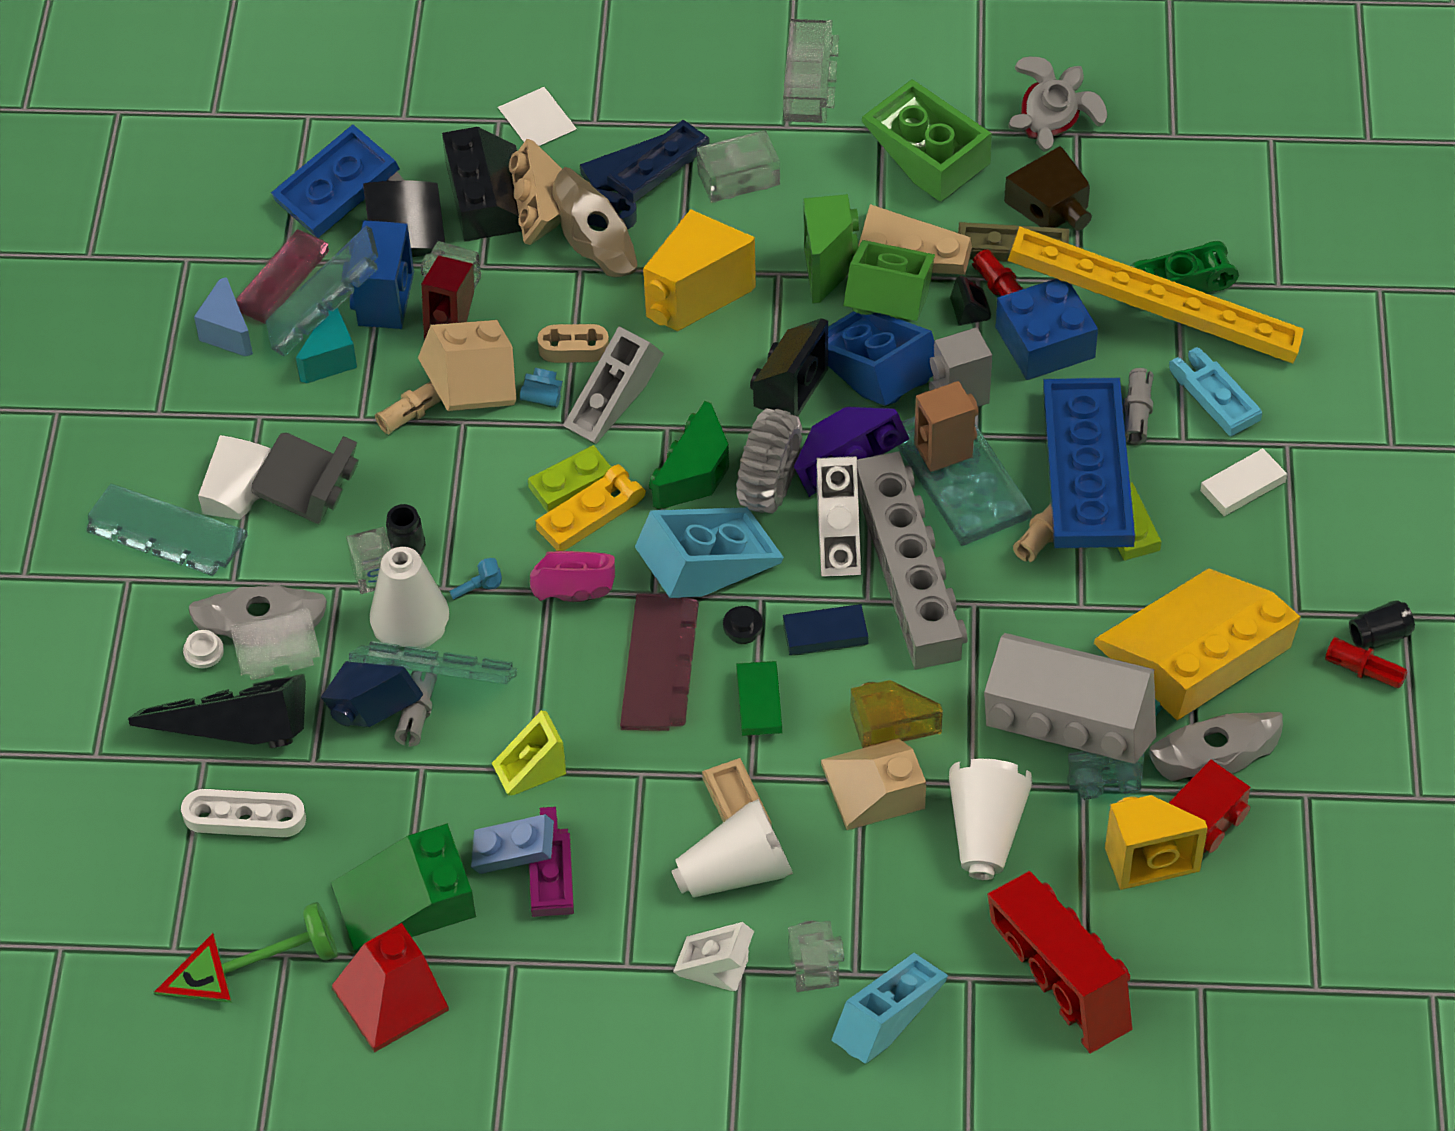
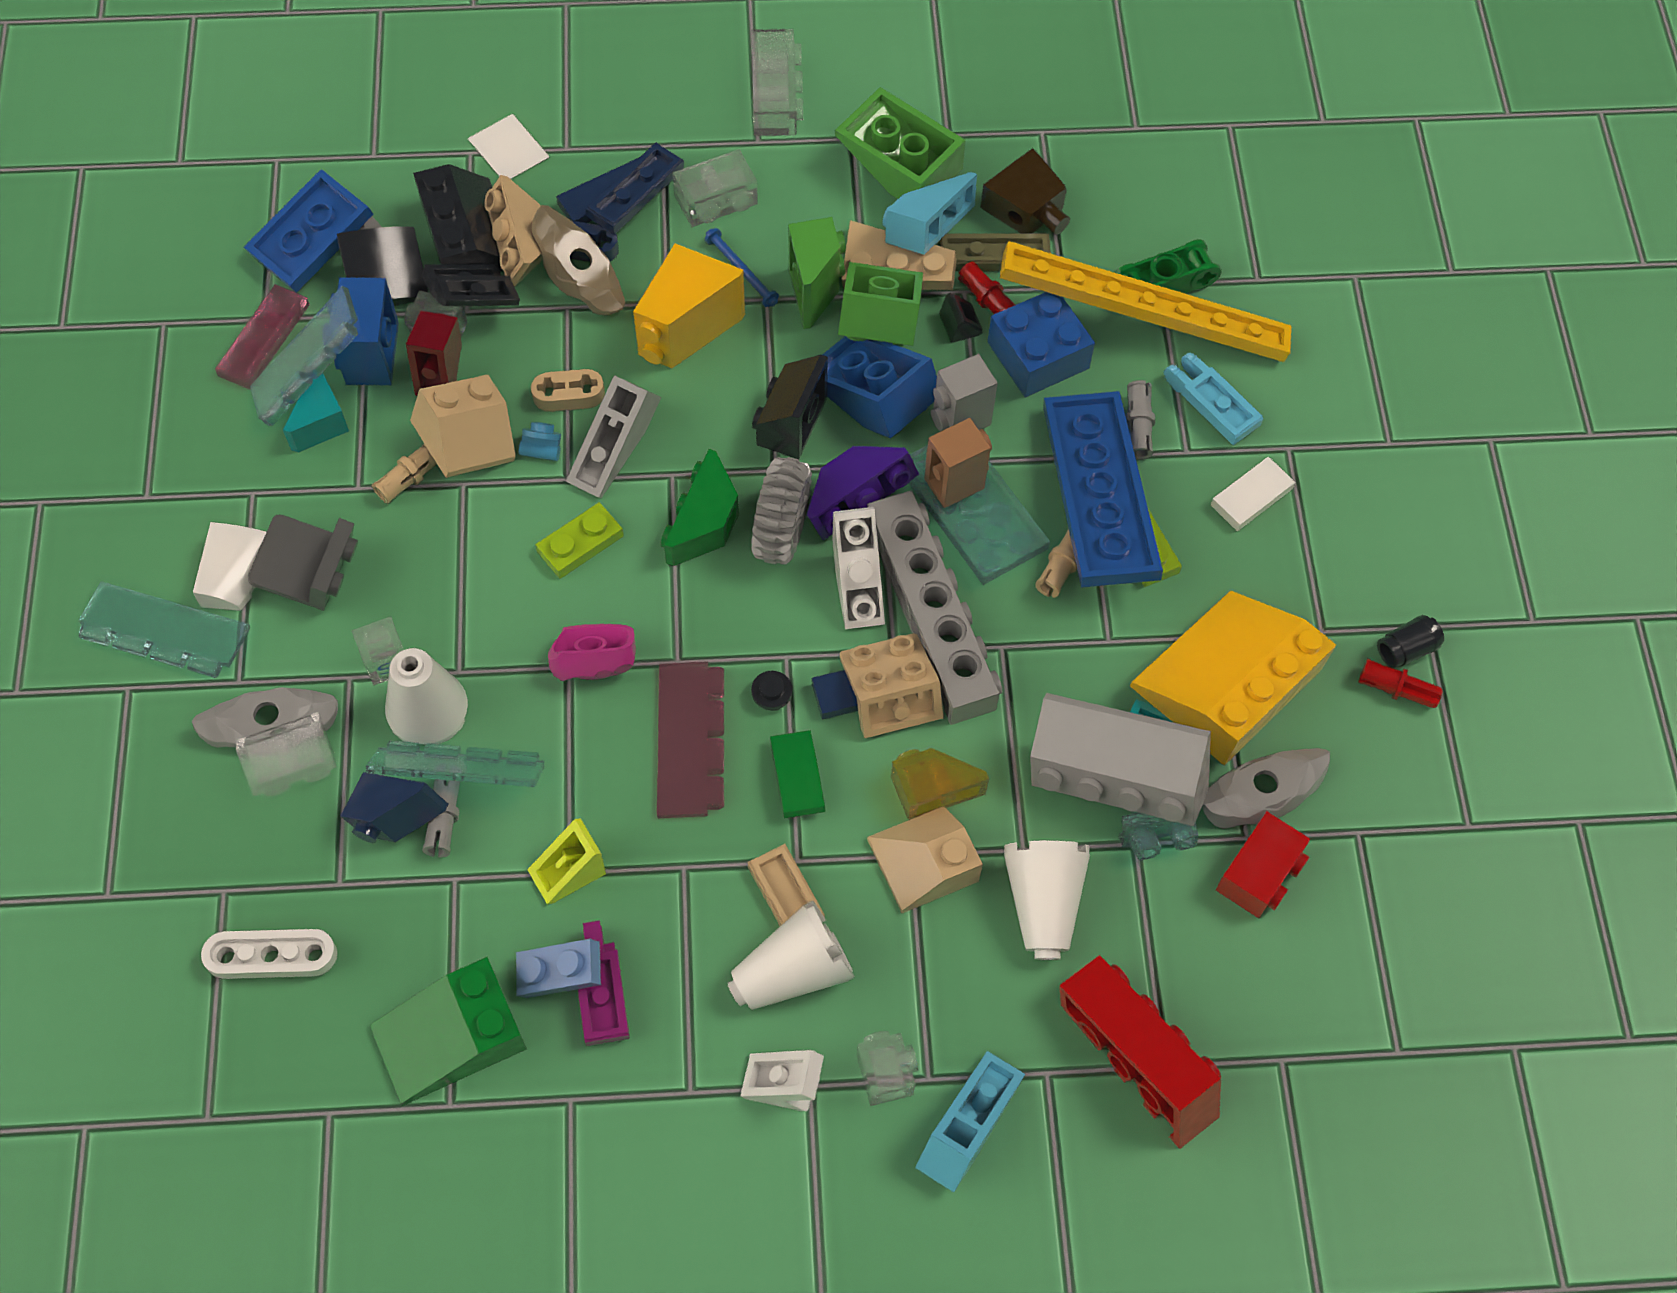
camera: 10 degrees left, 10 degrees up
(203, 649) = (212, 765): white plate -> none
(204, 974) = (240, 1146): bright green piece -> none
(221, 321) = (202, 392): medium blue slope -> none
(260, 714) = (264, 842): black wedge -> none
(389, 988) = (442, 1150): red slope -> none
(405, 528) = (413, 618): black piece -> none
(487, 238) = (469, 285): none -> black slope
(488, 578) = (505, 658): dark azure hand -> none
(590, 509) = (602, 573): yellow plate -> none
(704, 549) = (725, 611): medium azure slope -> none
(781, 272) = (769, 298): none -> blue axle
(861, 627) = (893, 684): none -> tan bracket
(949, 200) = (929, 213): none -> medium azure slope
(1052, 104) = (1017, 103): light grey animal -> none
(1152, 841) = (1218, 909): yellow slope -> none

